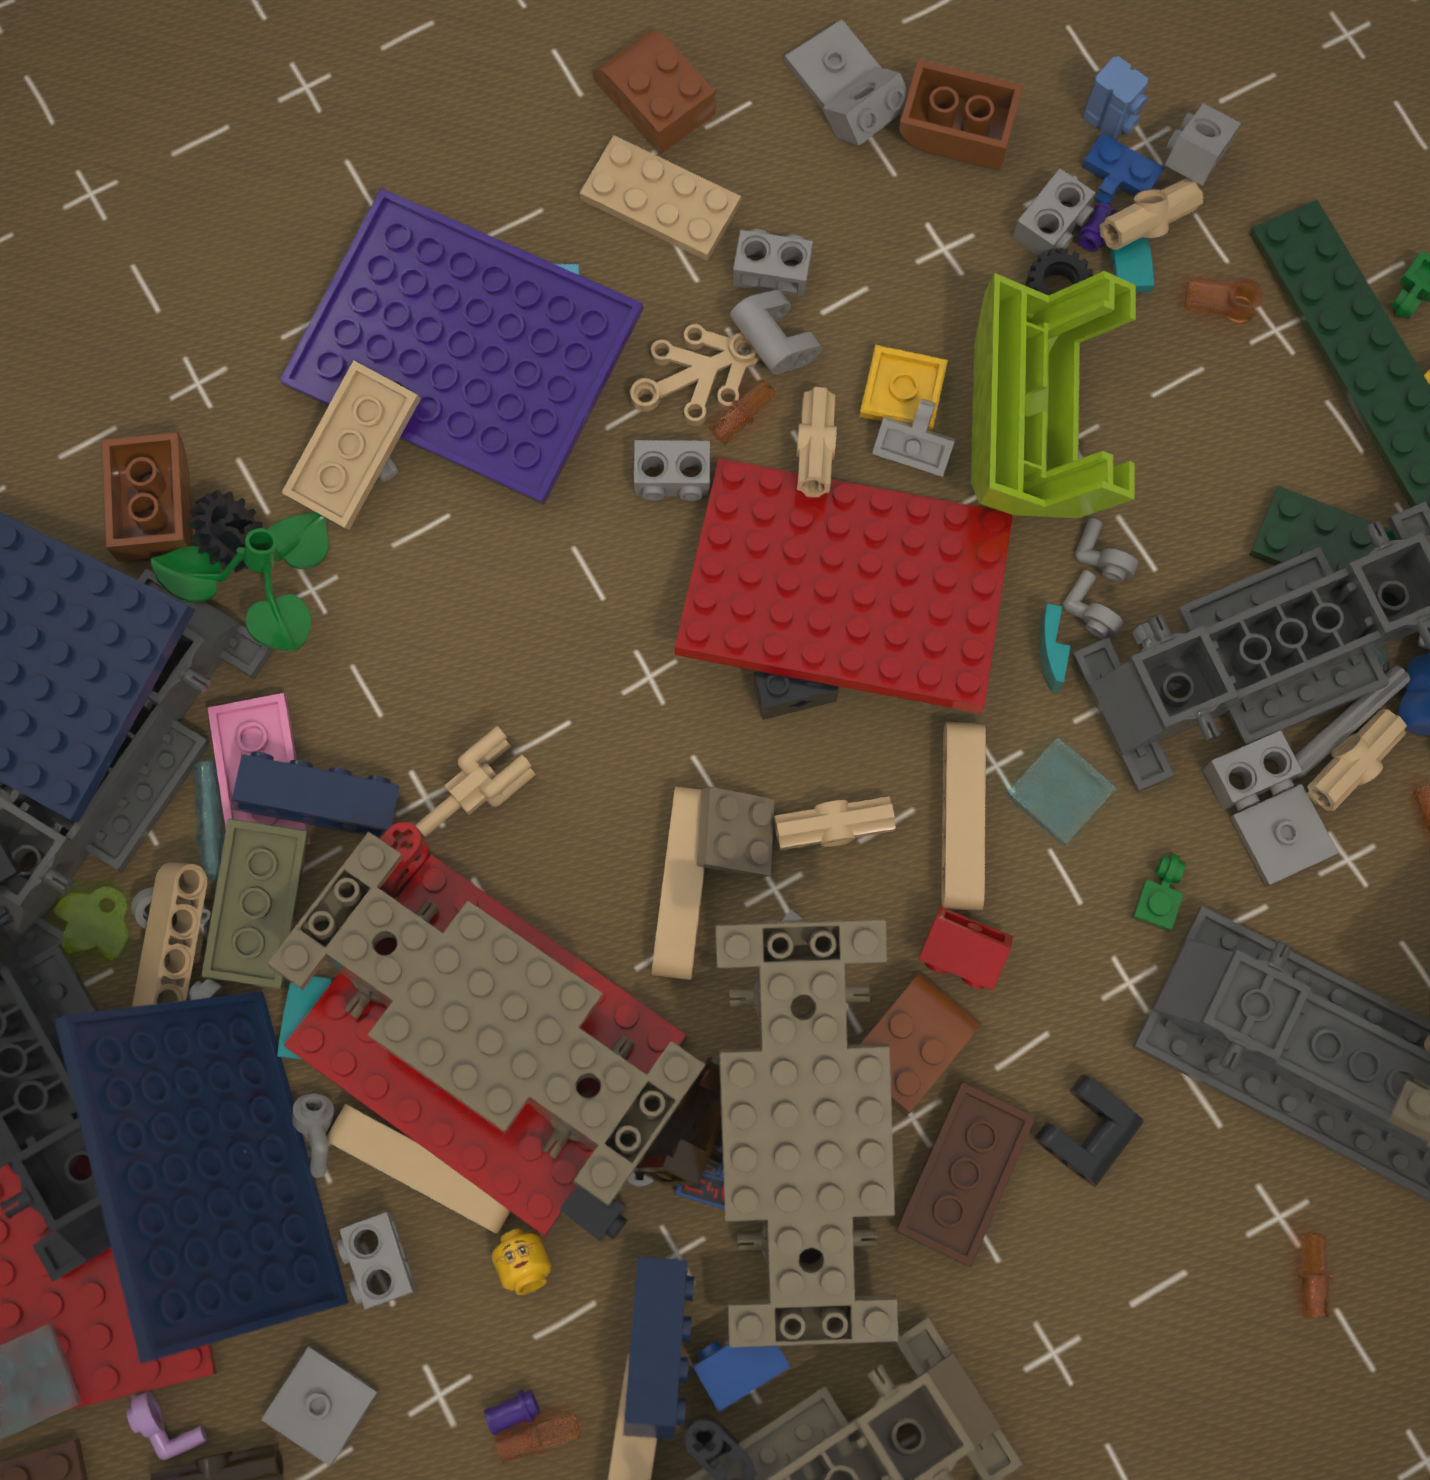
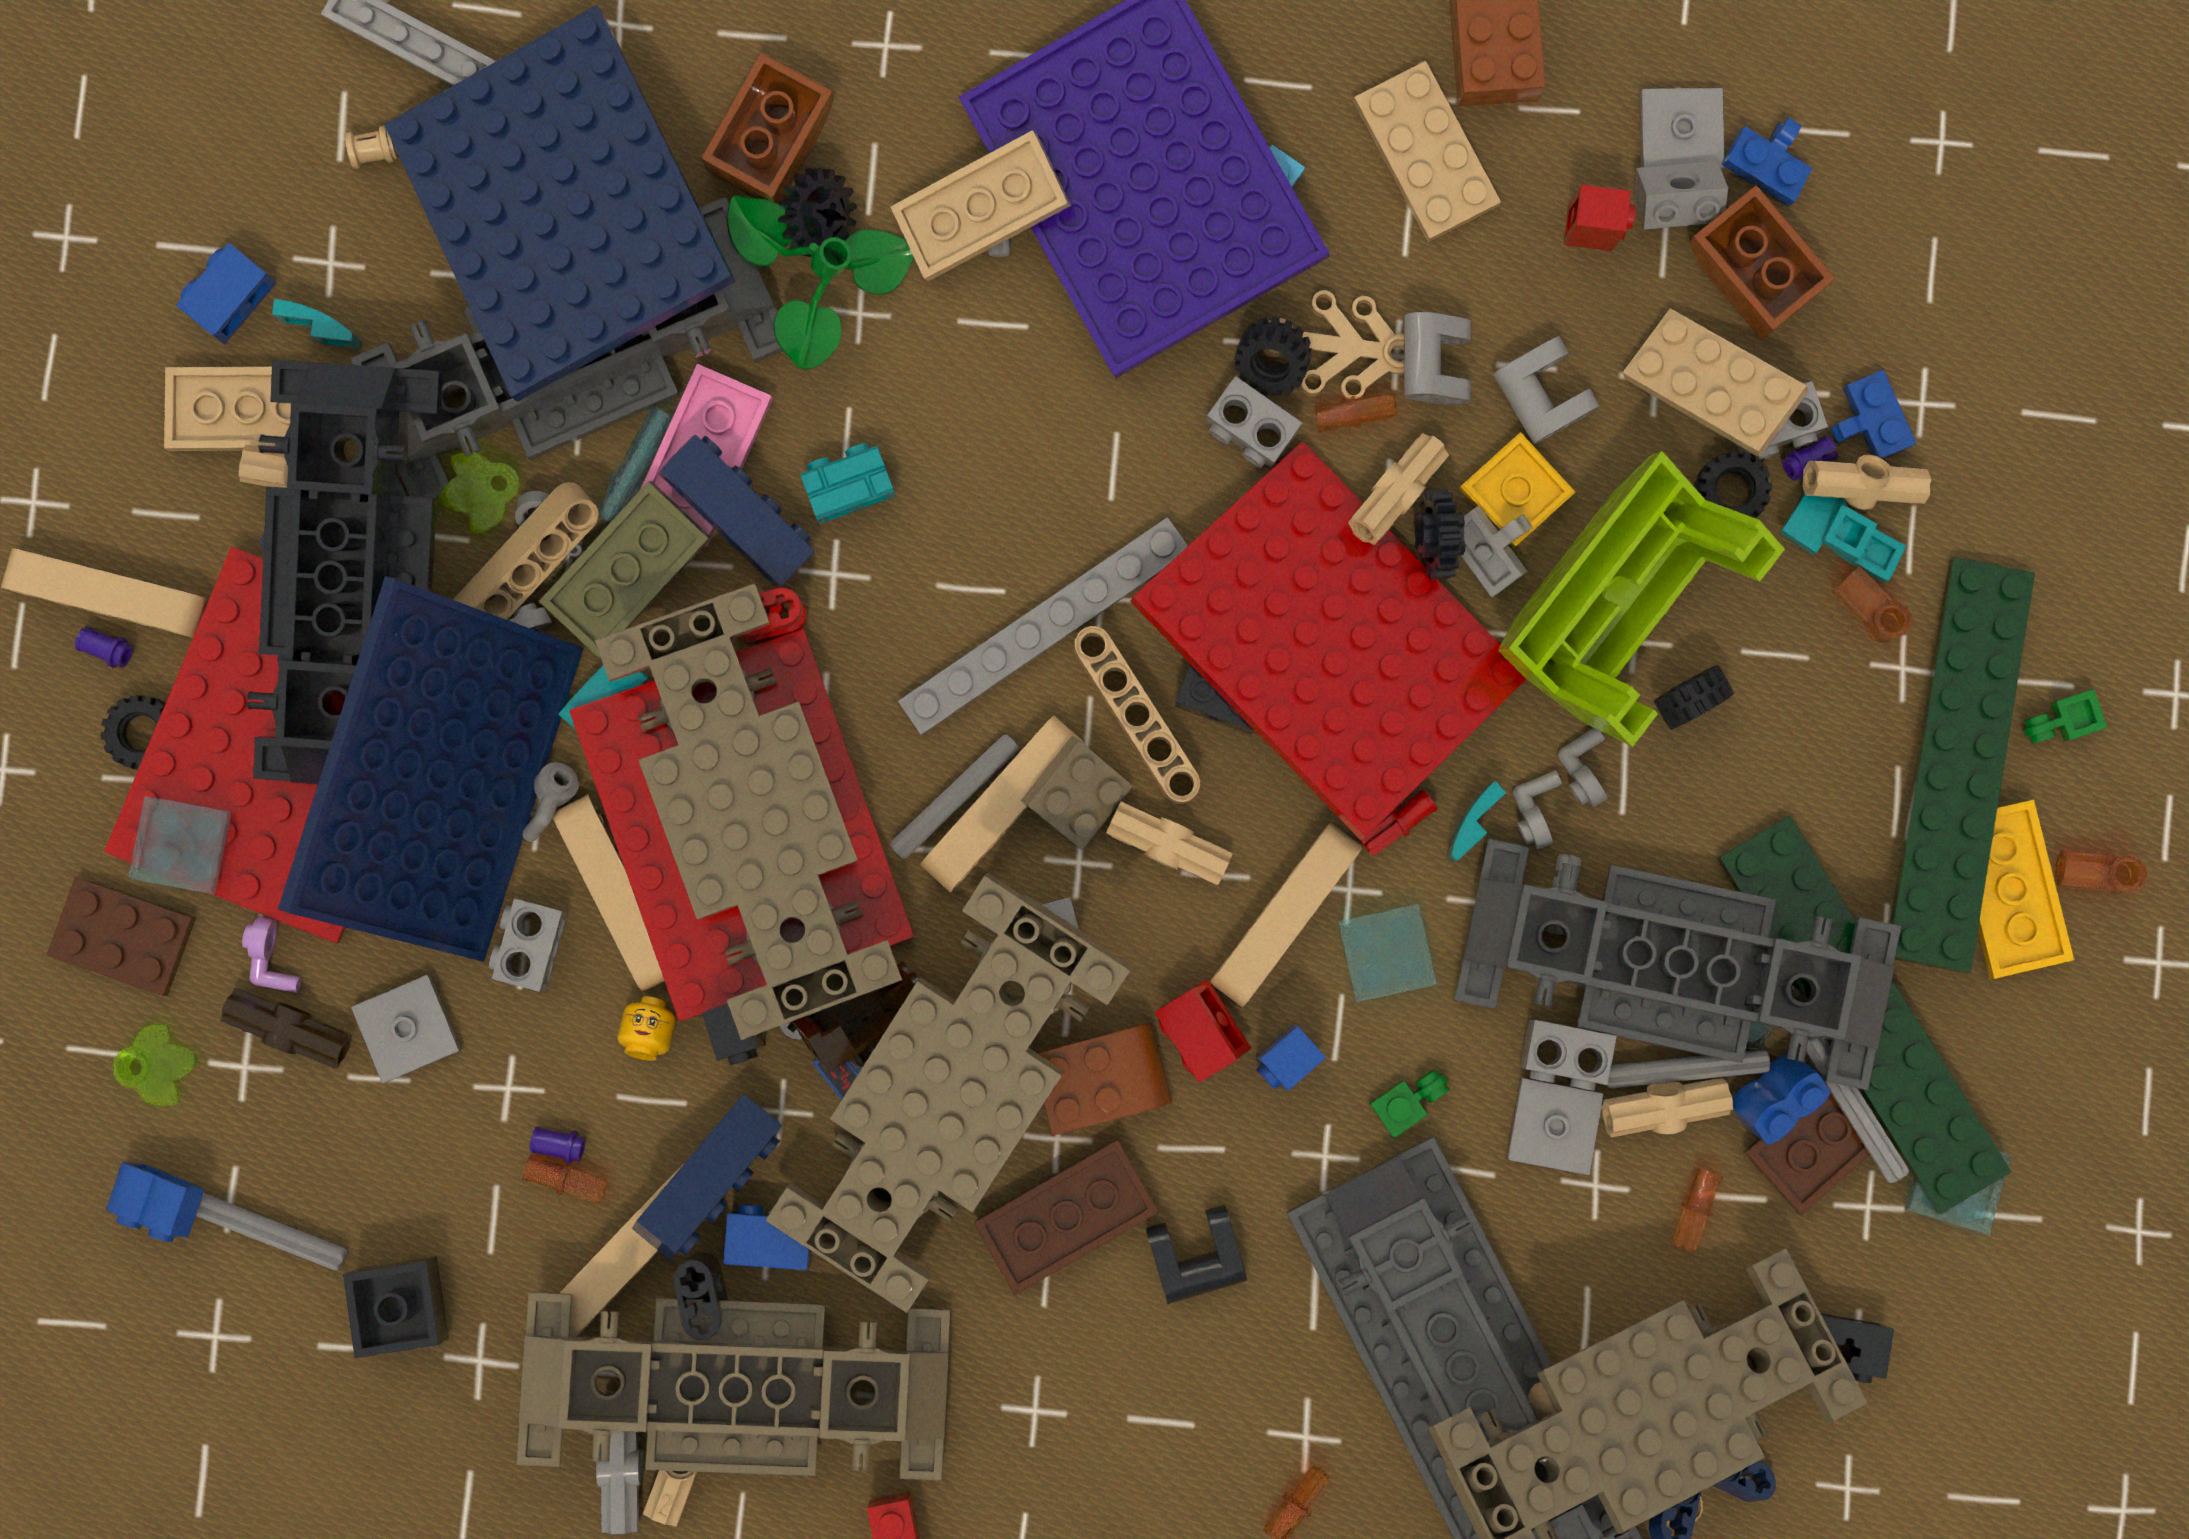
camera: 30 degrees right, 10 degrees up
(389, 719) = (847, 483): none -> teal brick
(478, 781) = (886, 593): tan plant -> none
(618, 730) = (1043, 627): none -> light grey plate
(641, 904) = (954, 796): none -> light grey axle
(646, 389) = (1279, 338): none -> black tyre
(728, 727) = (1132, 695): none -> tan beam
(770, 271) = (1474, 295): light grey brick -> none
(820, 156) = (1598, 217): none -> red brick
(865, 318) = (1529, 398): none -> light grey connector
(871, 452) = (1439, 534): none -> black gear
(903, 48) = (1768, 163): none -> blue plate
(991, 215) = (1715, 382): none -> tan plate
(998, 687) = (1399, 822): none -> red axle
(1049, 920) = (1288, 1058): none -> blue brick
(1116, 99) = (1916, 349): medium blue brick -> none
(1147, 442) = (1694, 697): none -> black tyre
(1178, 261) = (1862, 545): none -> teal slope
(1200, 143) = (1965, 446): light grey brick -> none

